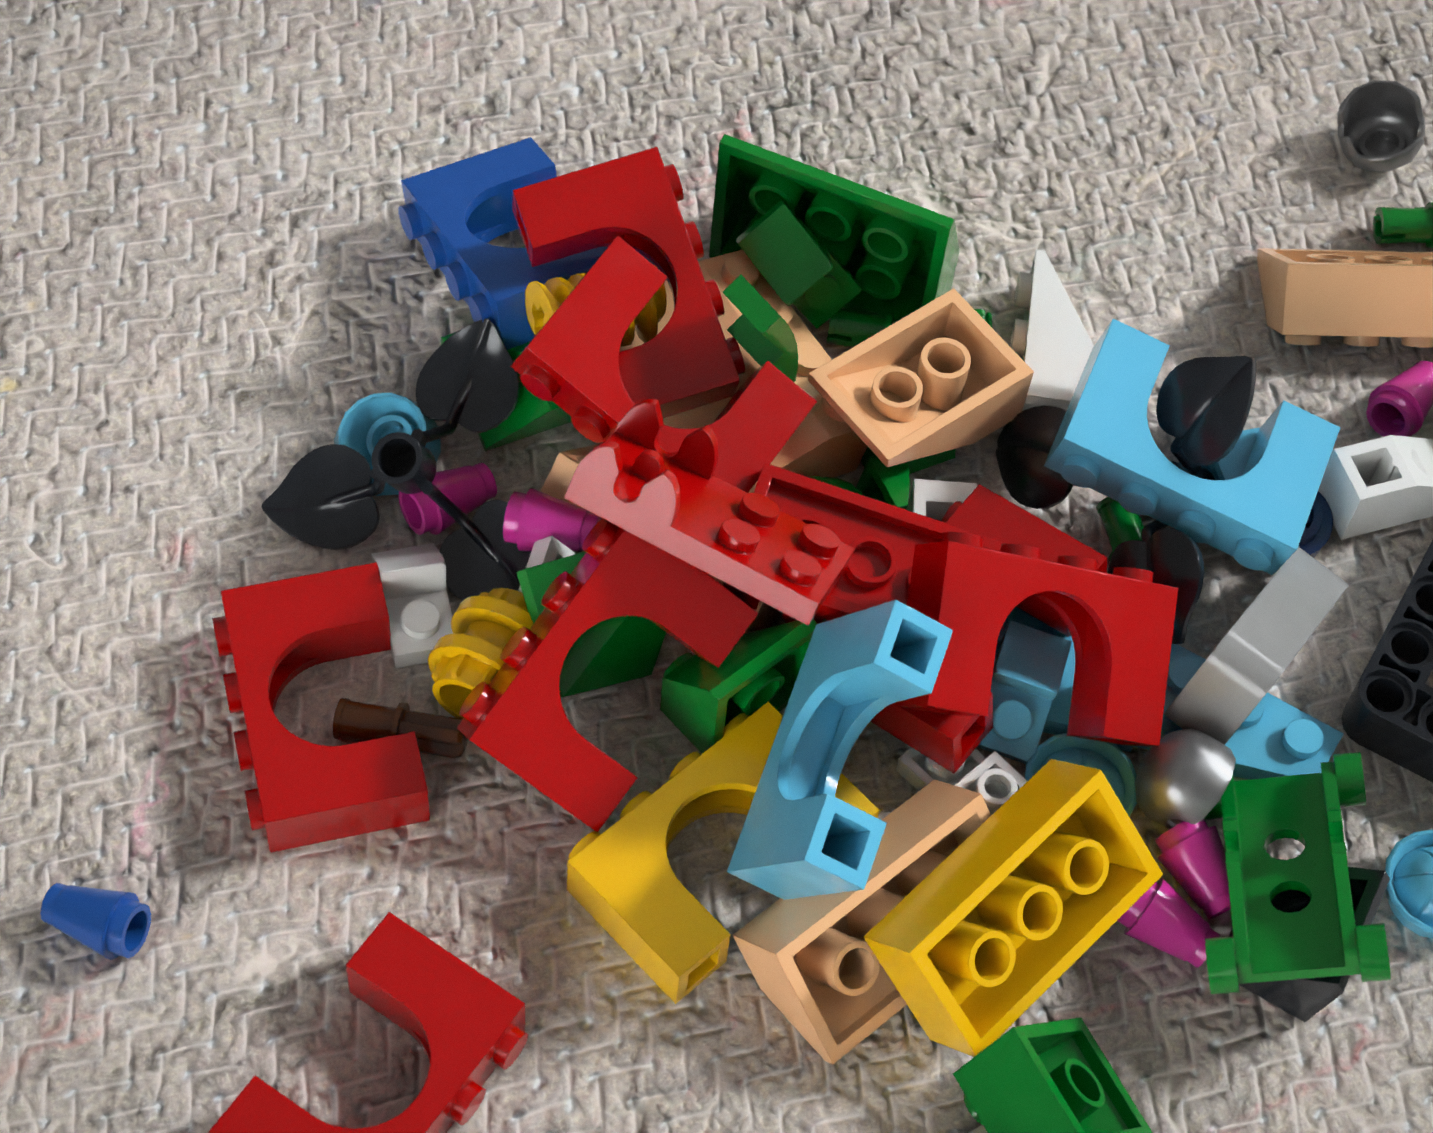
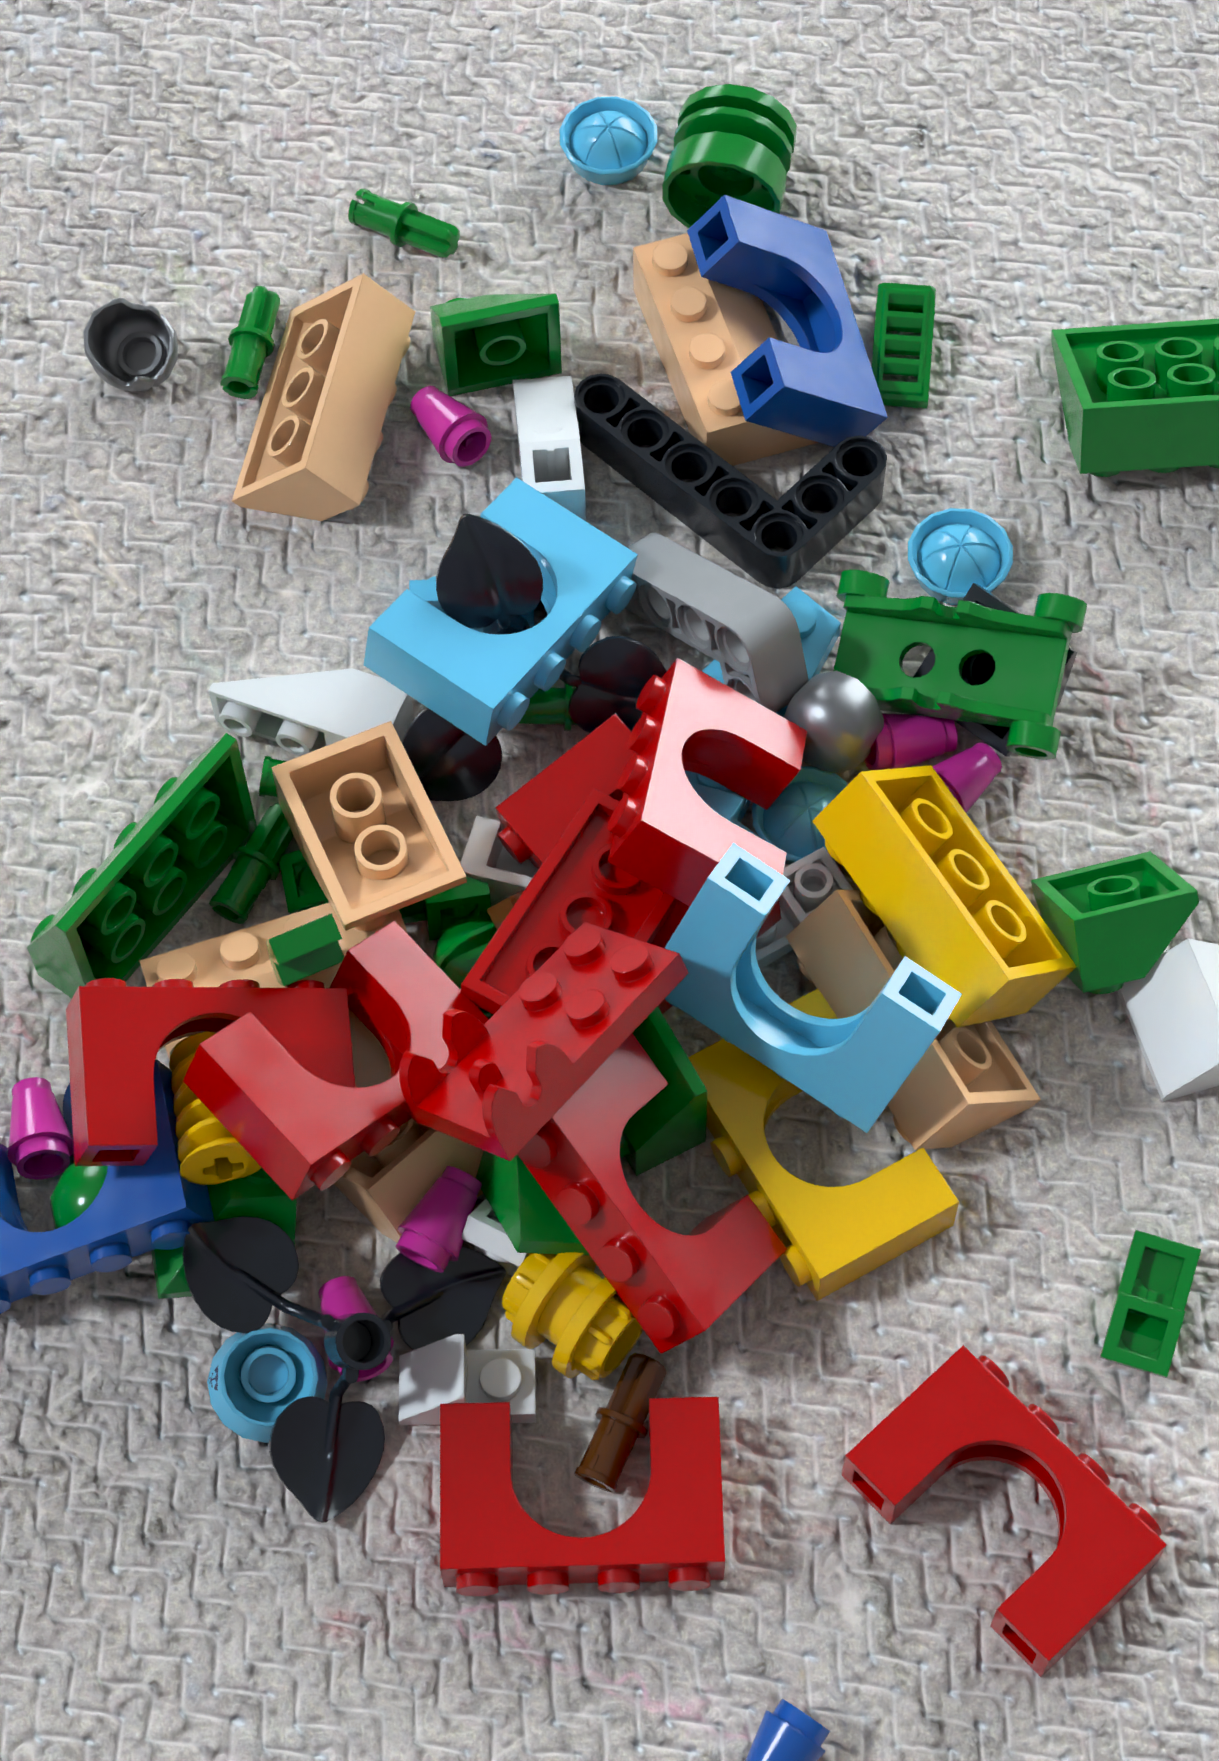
camera: 70 degrees left, 5 degrees up
(798, 264) = (183, 913): green slope -> none

